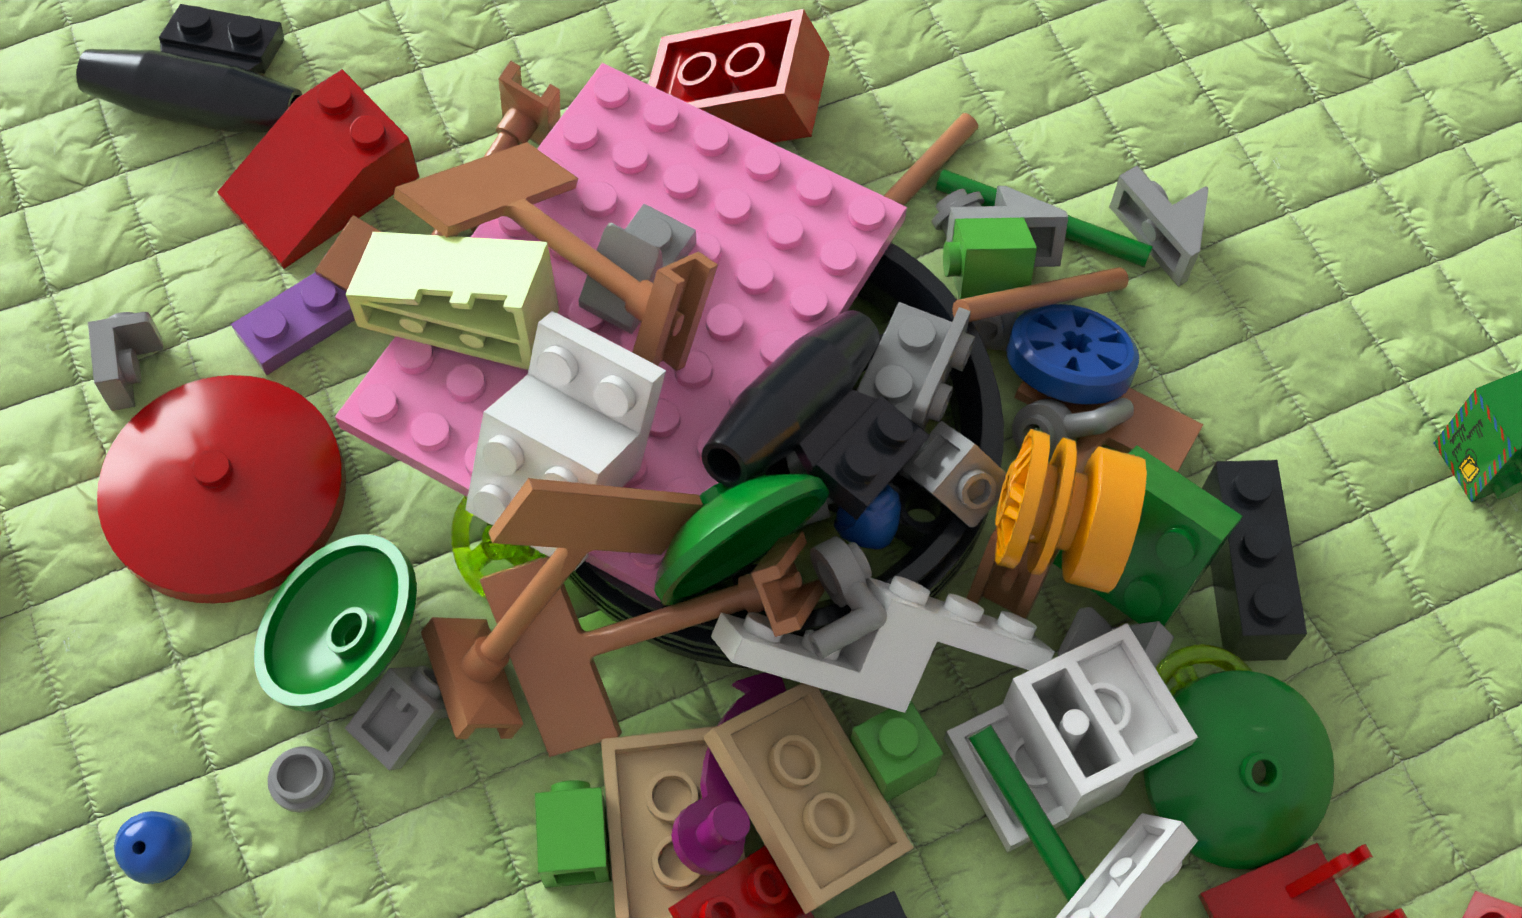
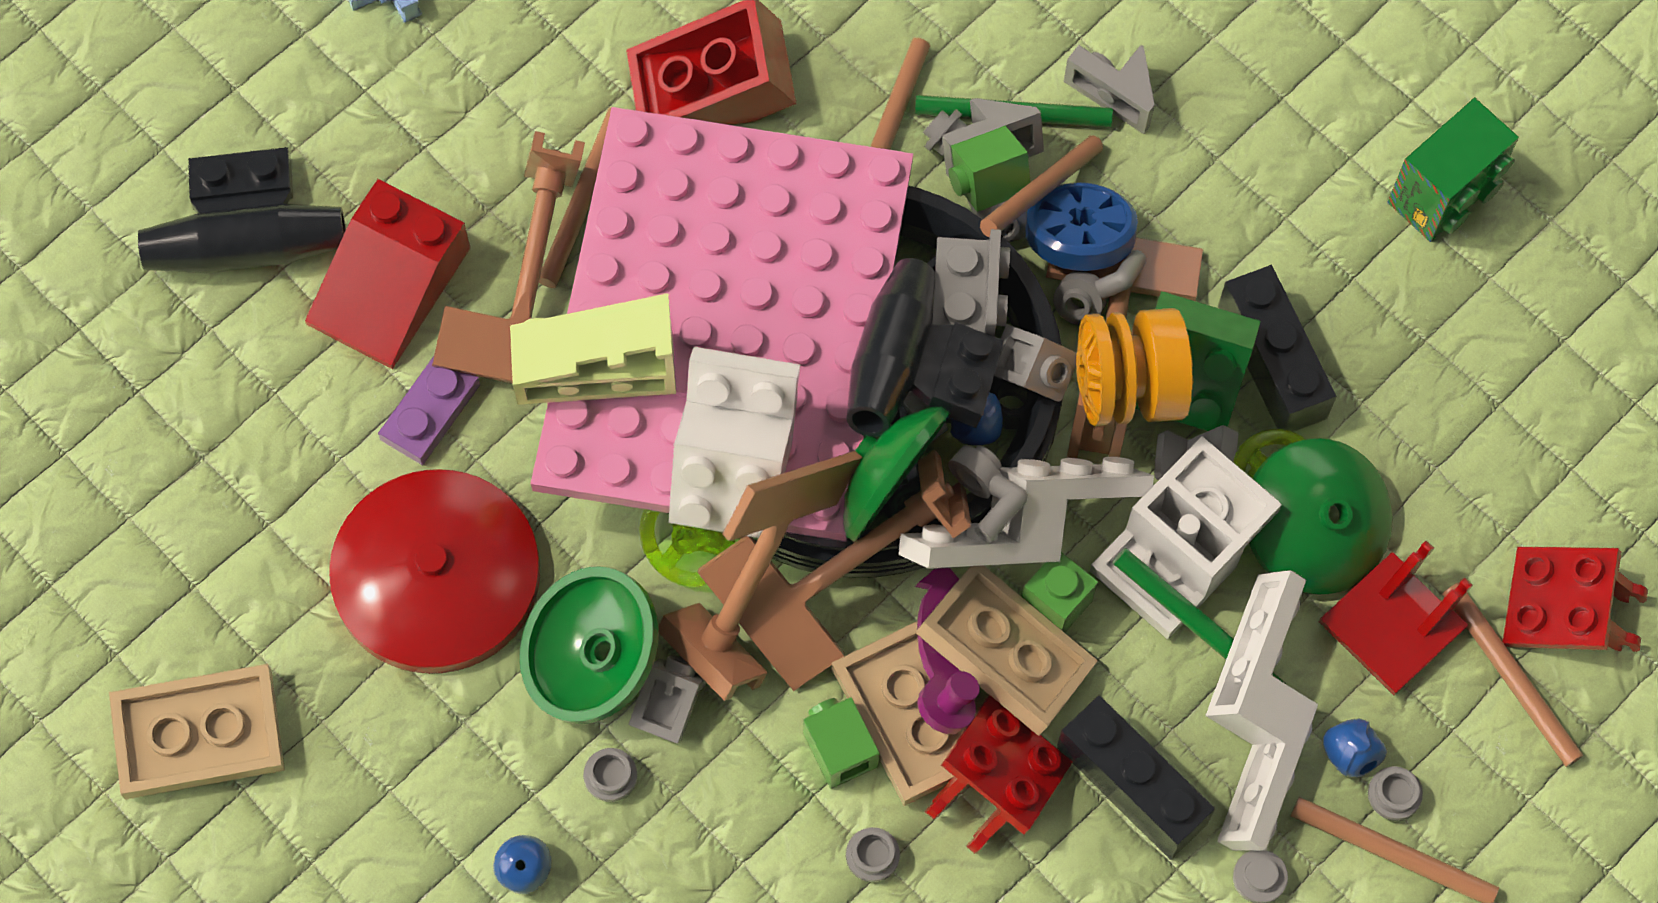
camera: 20 degrees left, 5 degrees up
(114, 354) = (293, 486): light grey bracket -> none
(523, 176) = (593, 251): nougat piece -> none
(639, 249) = (722, 280): light grey slope -> none

